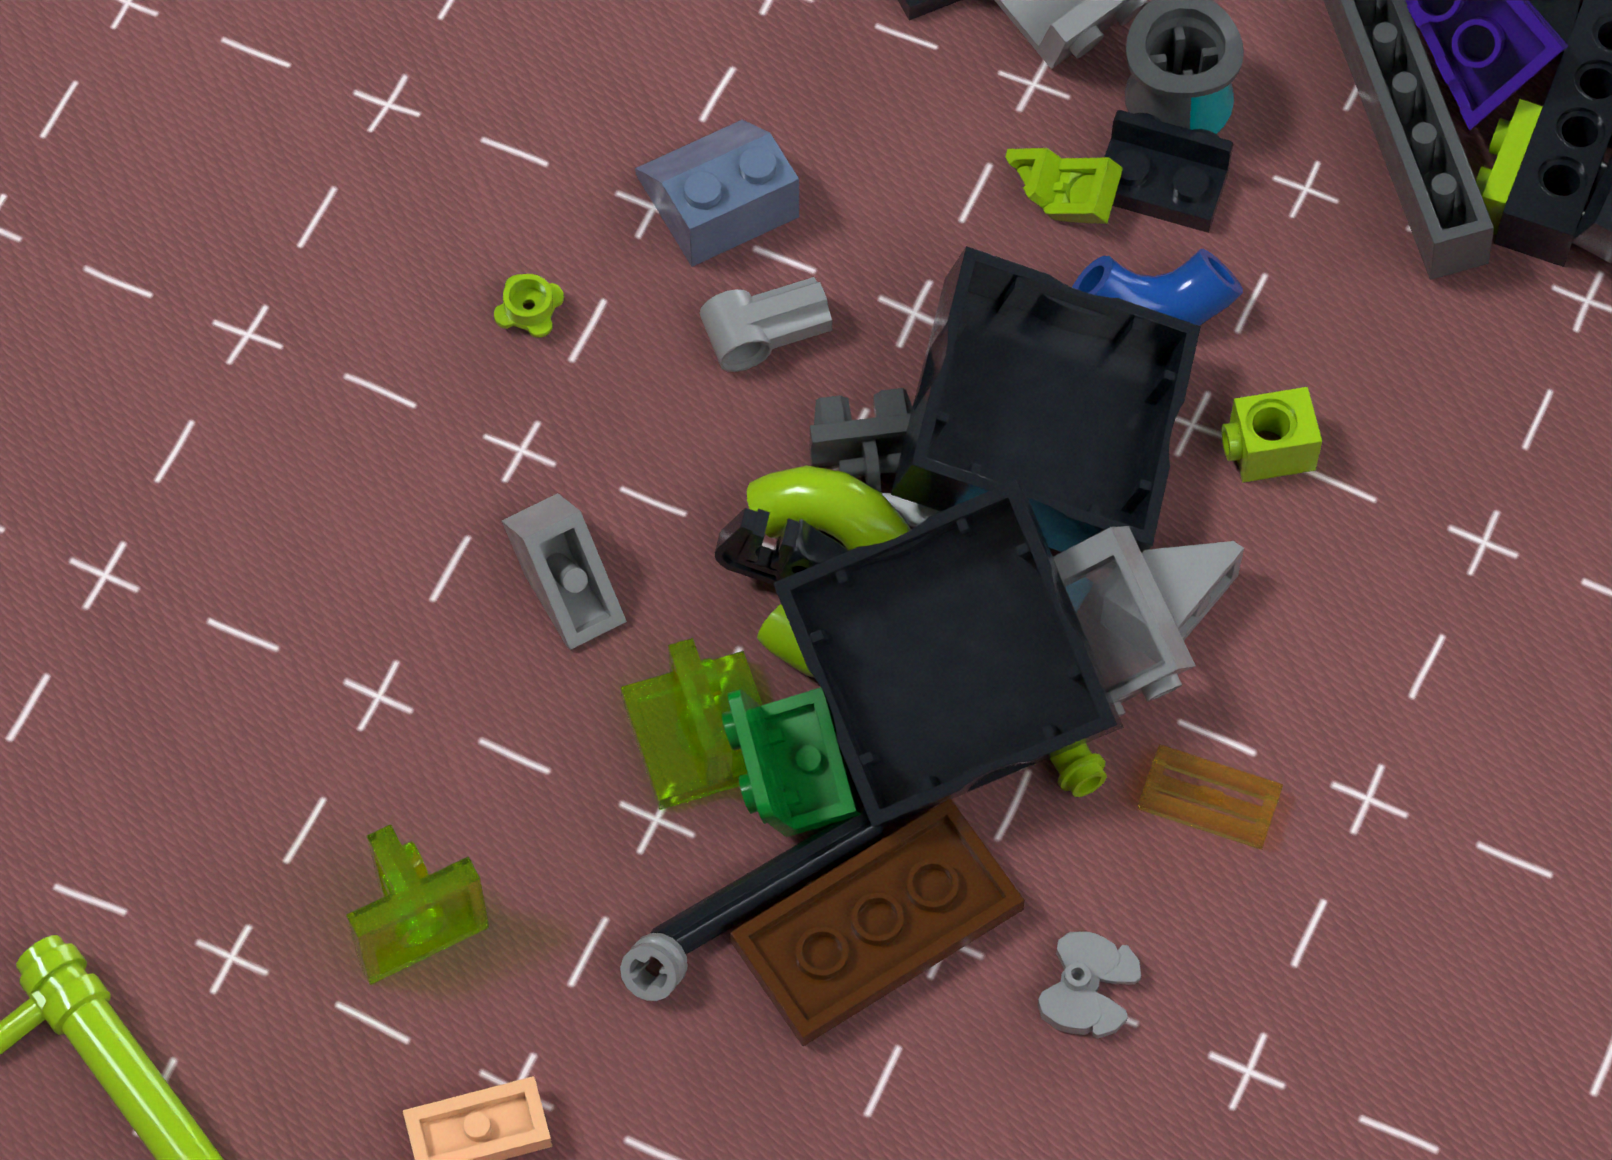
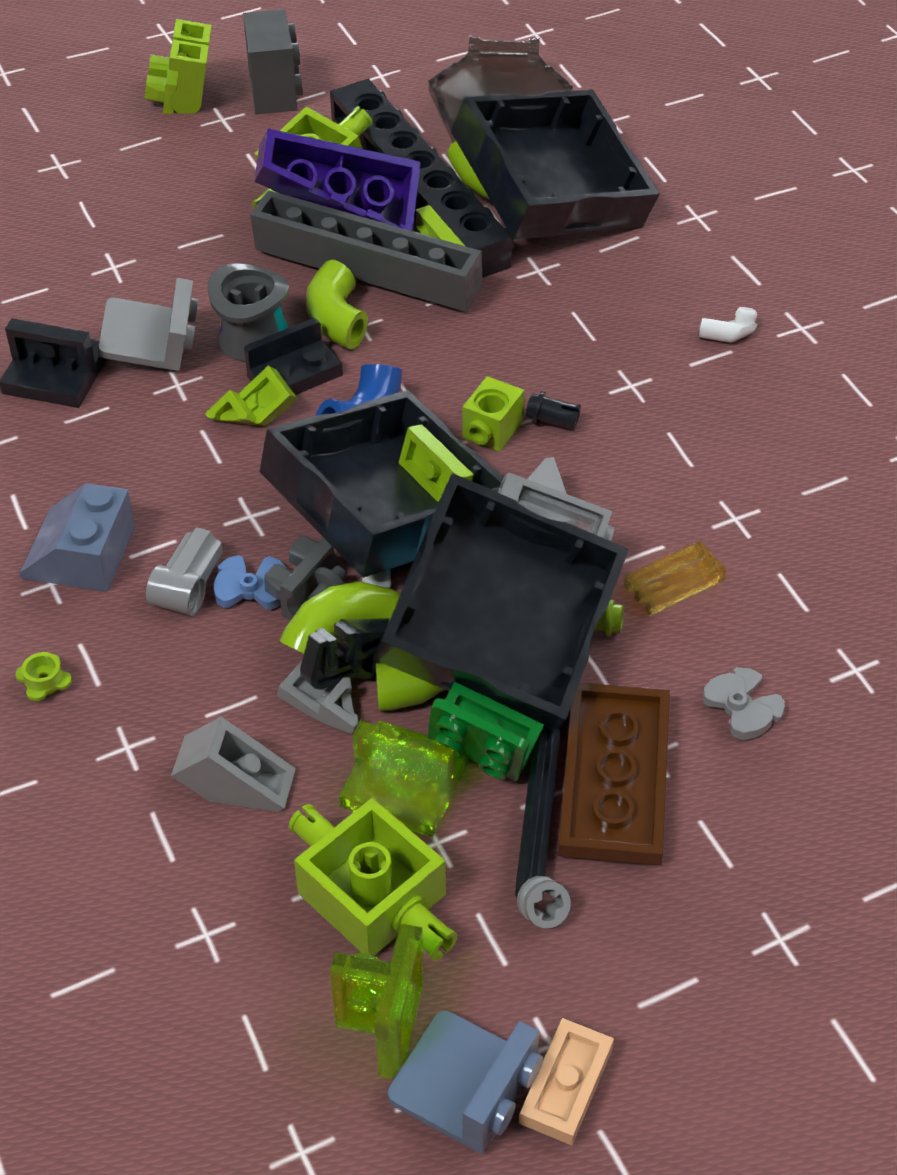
camera: 50 degrees left, 15 degrees down
(405, 1037) = (466, 1078): none -> sand blue bracket
(531, 829) = (371, 878): none -> lime brick
(727, 591) = (327, 705): none -> light grey slope
(800, 377) = (235, 584): none -> medium blue piece
(1124, 425) = (430, 461): none -> lime plate
(1283, 134) = (327, 303): none -> lime cylinder
(1338, 480) = (552, 411): none -> black pin

